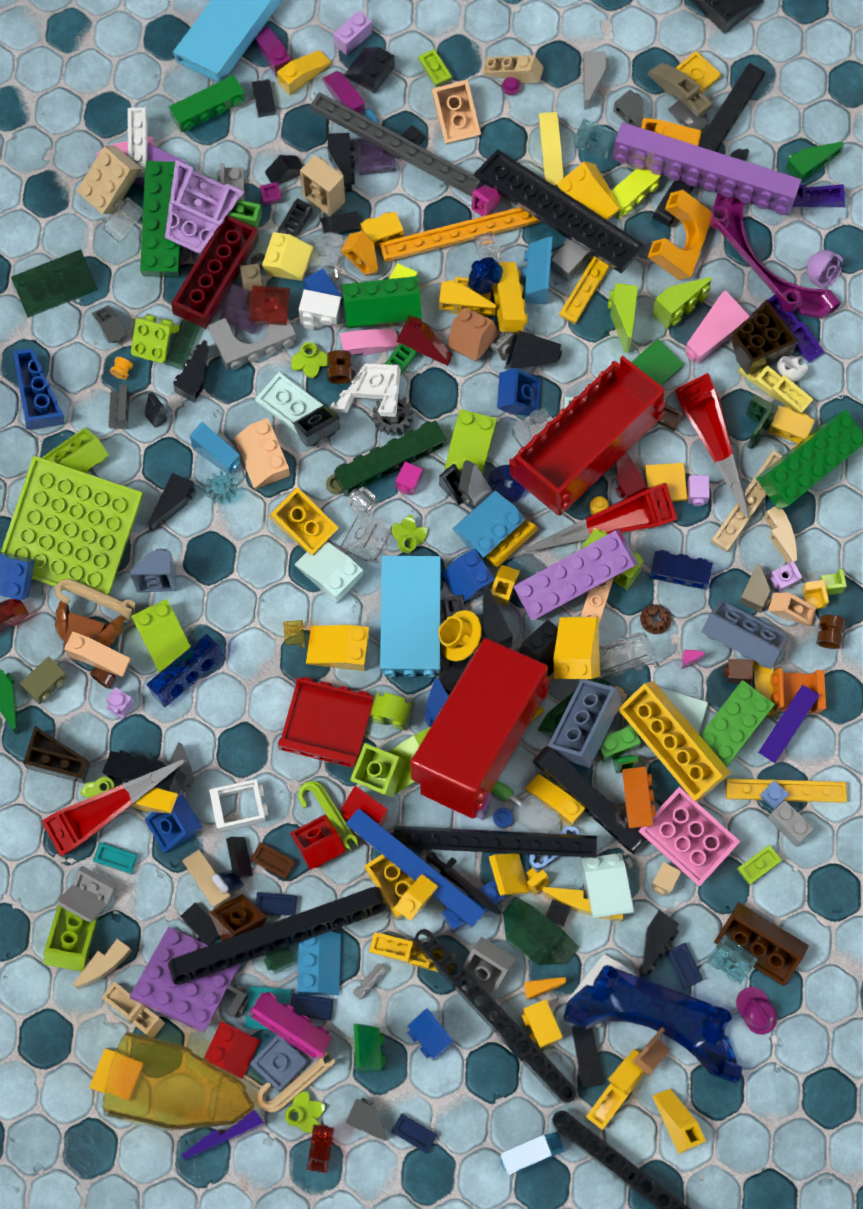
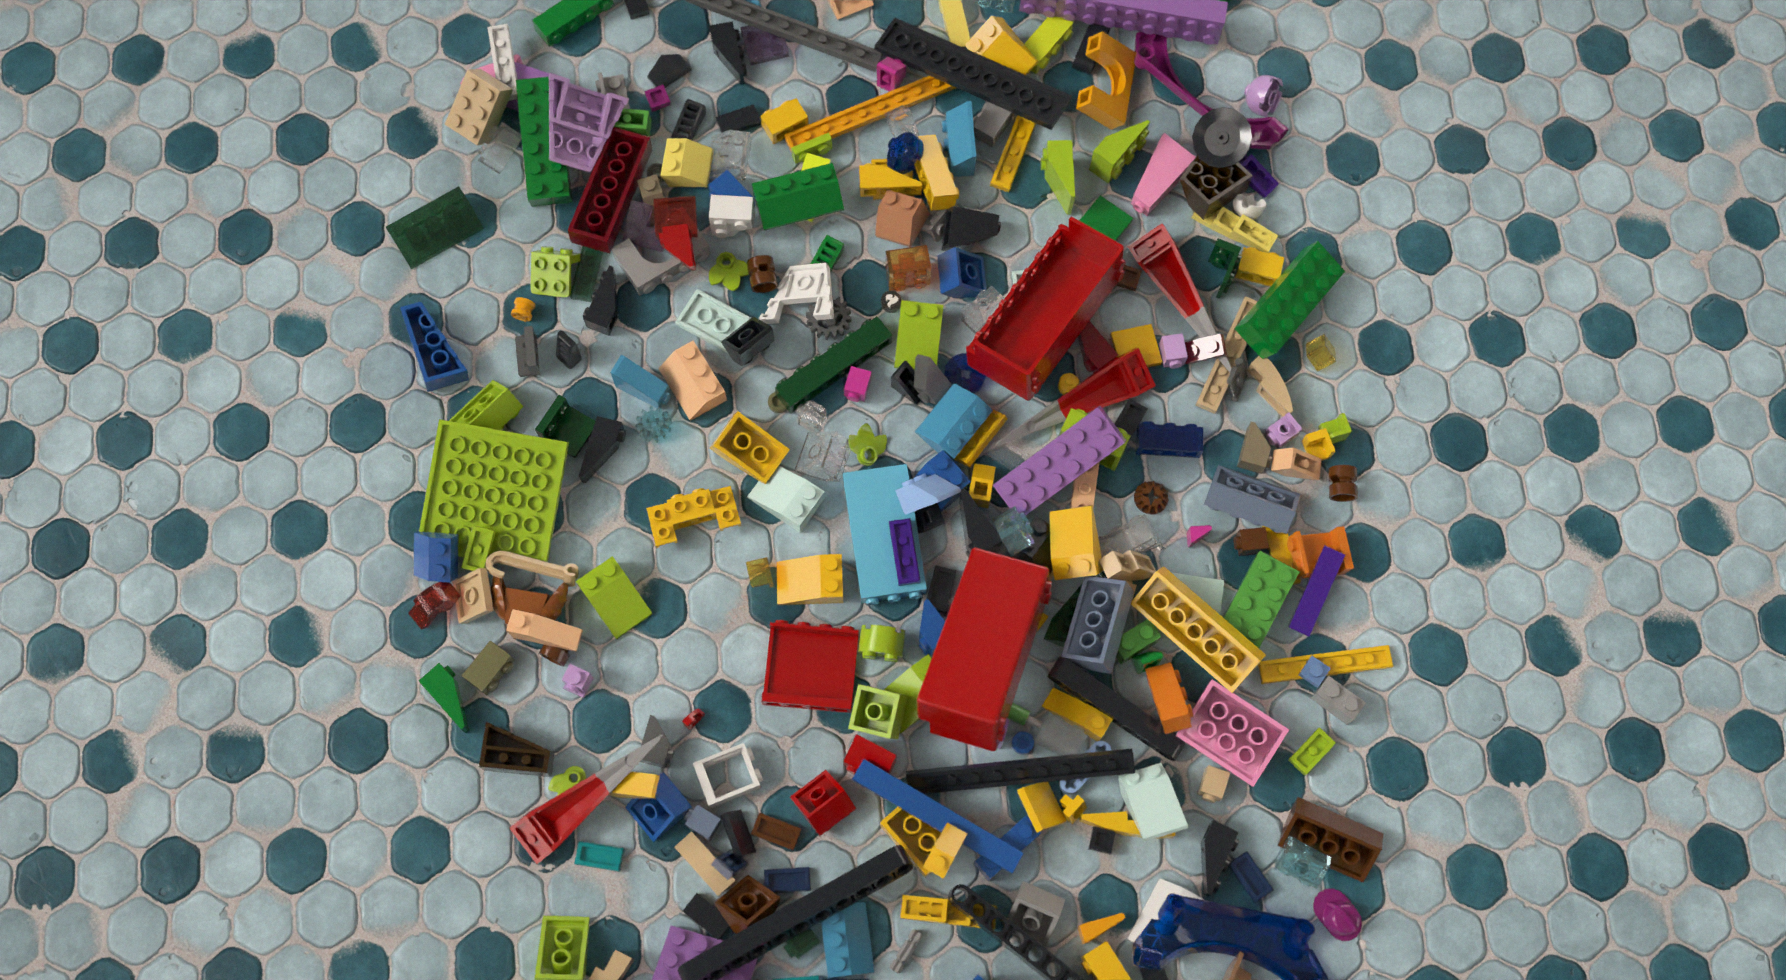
camera: 10 degrees left, 0 degrees up
(41, 615) = (475, 595): none -> tan plate
(50, 575) = (478, 548): none -> lime plate
(87, 895) = (574, 904): light grey bracket -> none
(109, 324) = (502, 263): dark grey slope -> none
(126, 768) = (599, 753): black brick -> none
(144, 477) = (566, 425): none -> dark green bracket
(155, 572) = (595, 529): sand blue slope -> none
(185, 670) = (645, 633): clear blue brick -> none
(209, 842) = (702, 822): none -> sand blue brick
(215, 751) = (693, 718): none -> red tile
(241, 569) = (690, 510): none -> yellow bracket
(268, 329) = (678, 243): none -> red slope
(322, 185) = (713, 80): tan brick -> none
(330, 810) = (830, 764): lime piece -> none
(361, 252) = (766, 147): light orange slope -> none
(369, 341) = (790, 241): bright pink slope -> none
(405, 258) = (816, 146): none -> lime plate
(414, 135) = (802, 14): black plate -> none
(422, 339) = (846, 230): dark red slope -> none
(424, 633) = (904, 552): none -> dark purple tile
(451, 408) = (891, 301): none -> clear smoke tile
(451, 583) = (924, 492): none -> light blue slope
(460, 635) = (943, 548): yellow helmet -> none
(460, 881) = (992, 824): black sword -> none
(470, 380) = (908, 268): none -> clear orange brick
(524, 629) = (1014, 530): none -> clear light blue brick
(536, 934) = (1082, 868): clear green wedge -> none
(621, 676) = (1127, 566): none -> tan slope
(649, 544) = (1131, 417): none -> black tile
(727, 492) = (1205, 348): none -> plate
(751, 523) = (1236, 378): none -> dark grey piece
(774, 302) = (1222, 137): none -> black piece
(820, 196) = (1248, 20): dark purple slope -> none
(833, 511) = (1320, 352): none -> clear yellow panel

